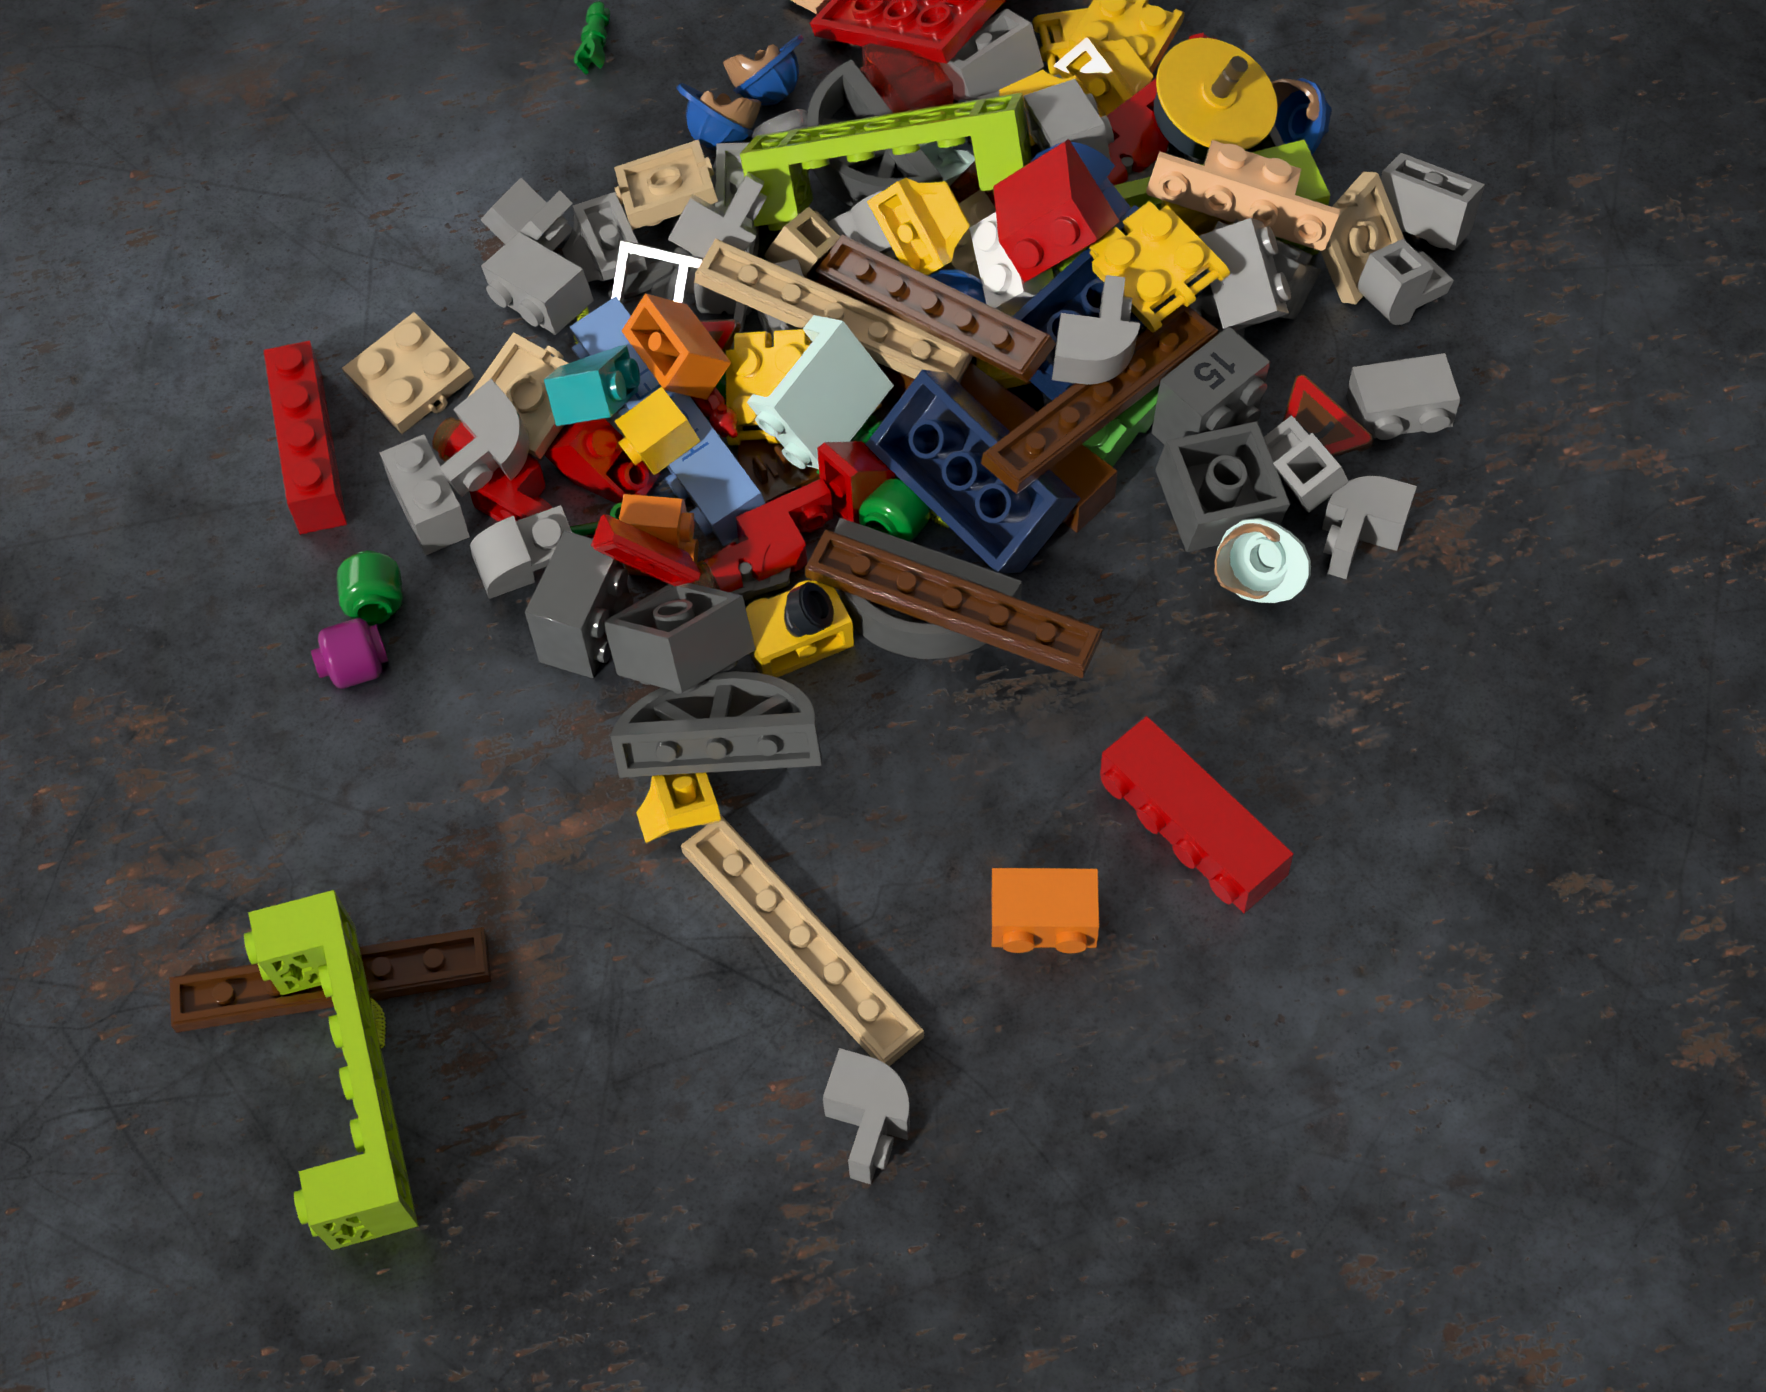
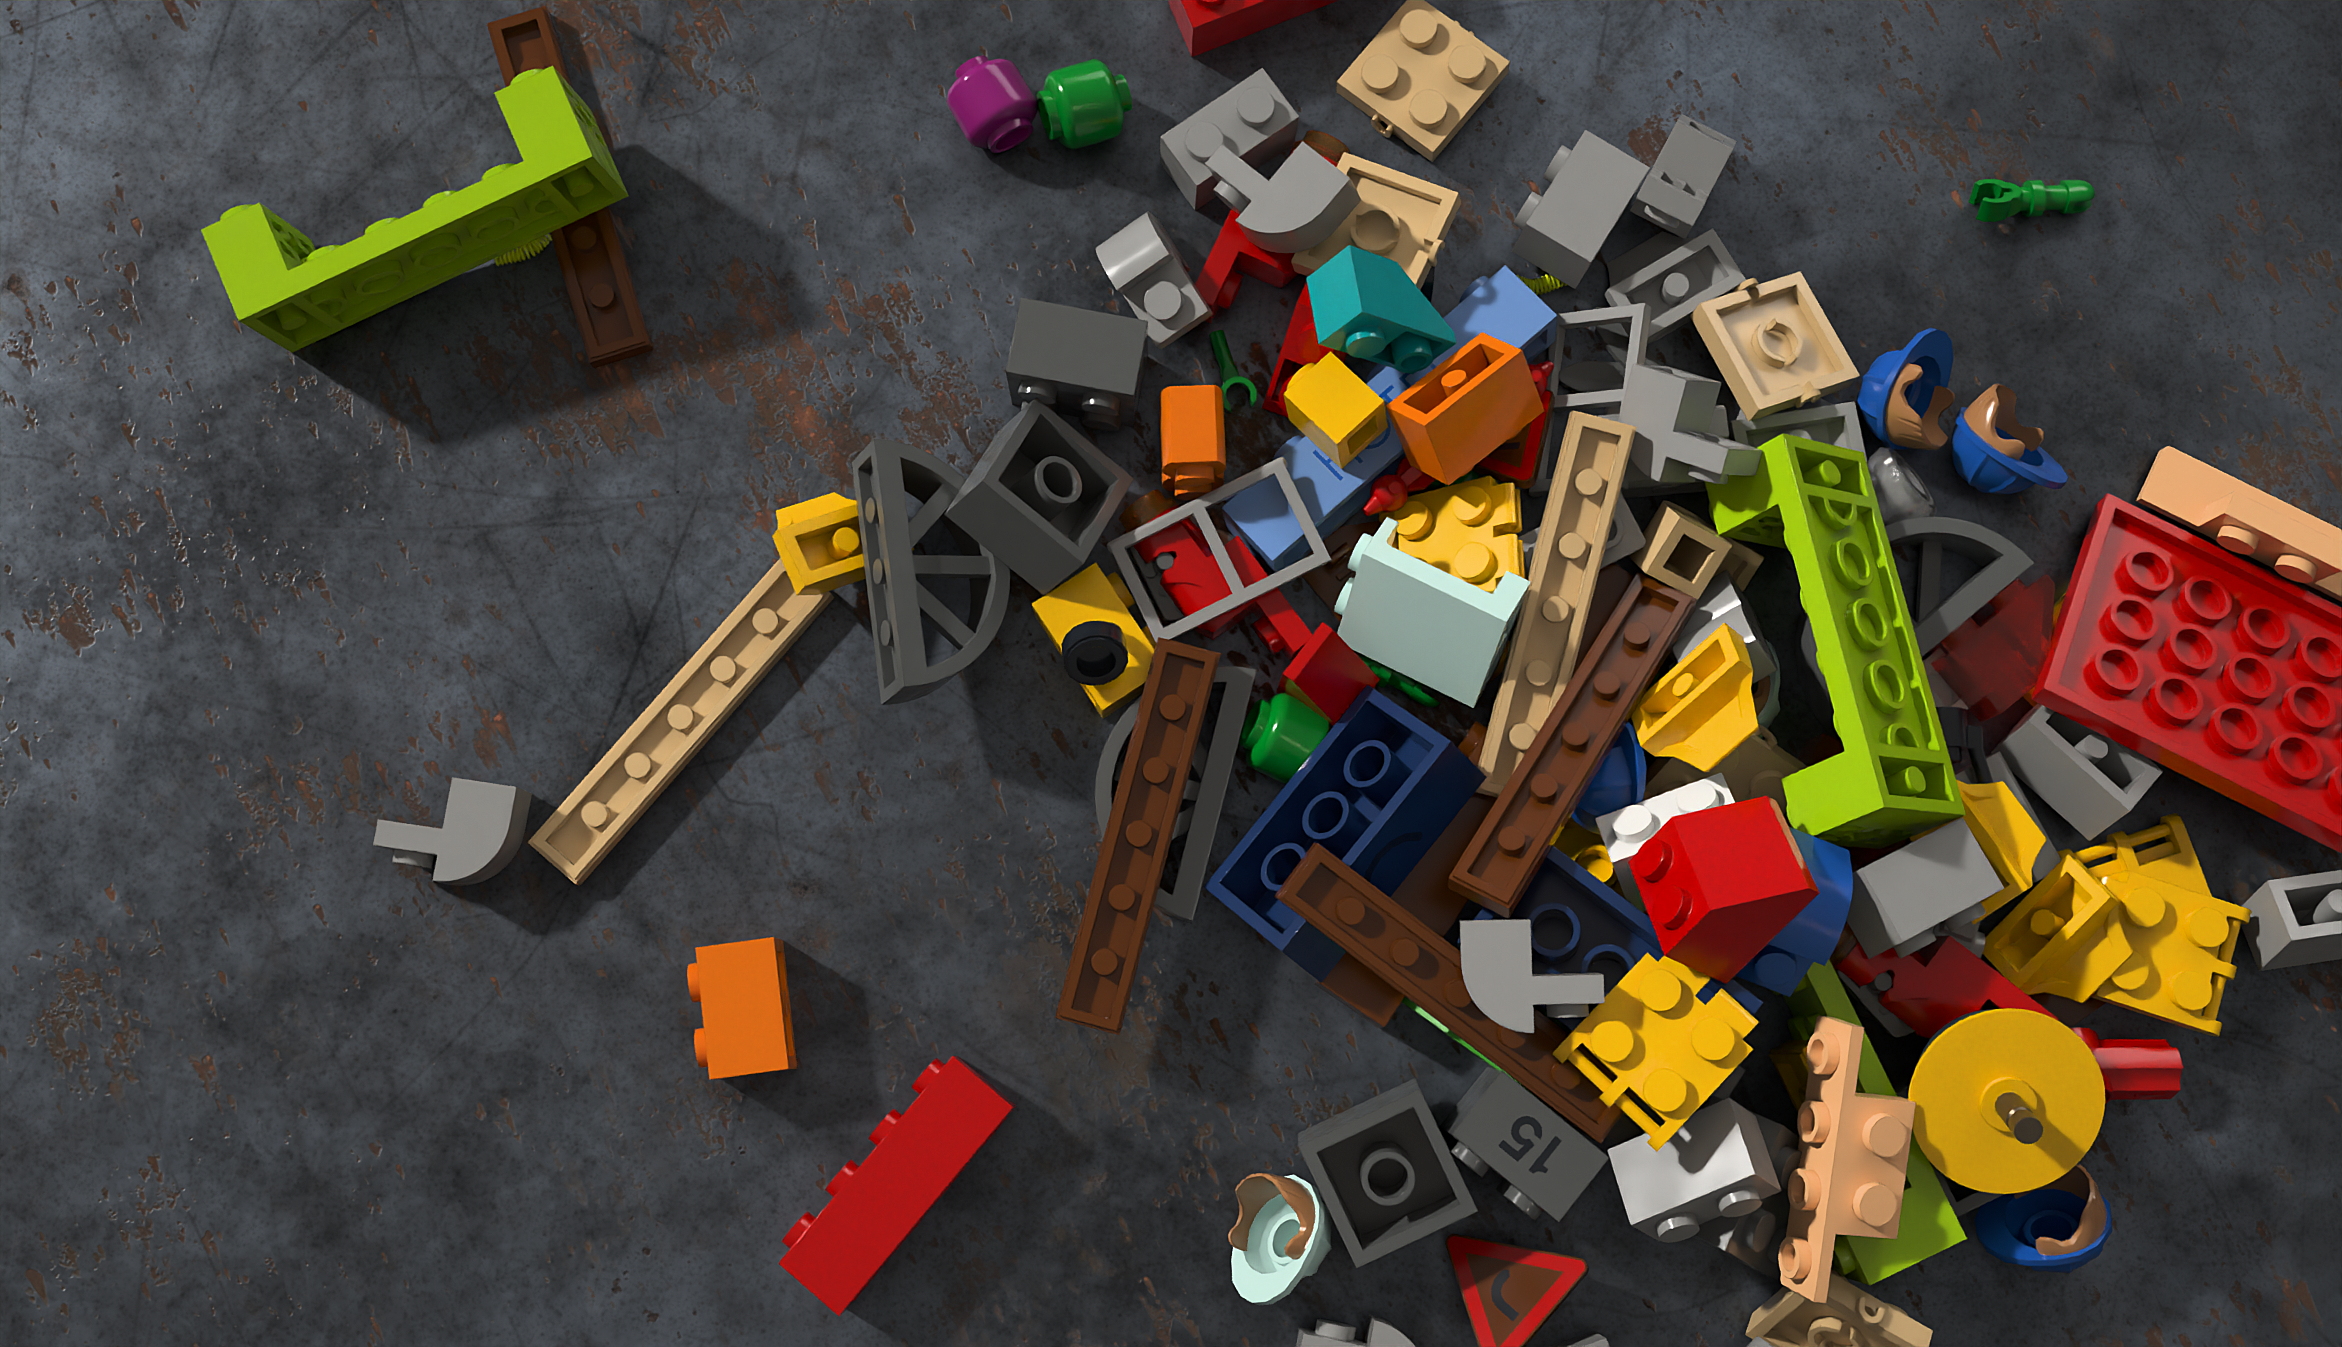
camera: 75 degrees right, 20 degrees up
(644, 552) = (1129, 429): red slope -> none
(781, 517) = (1239, 594): none -> light grey window
(1304, 464) = (1426, 1287): light grey brick -> none

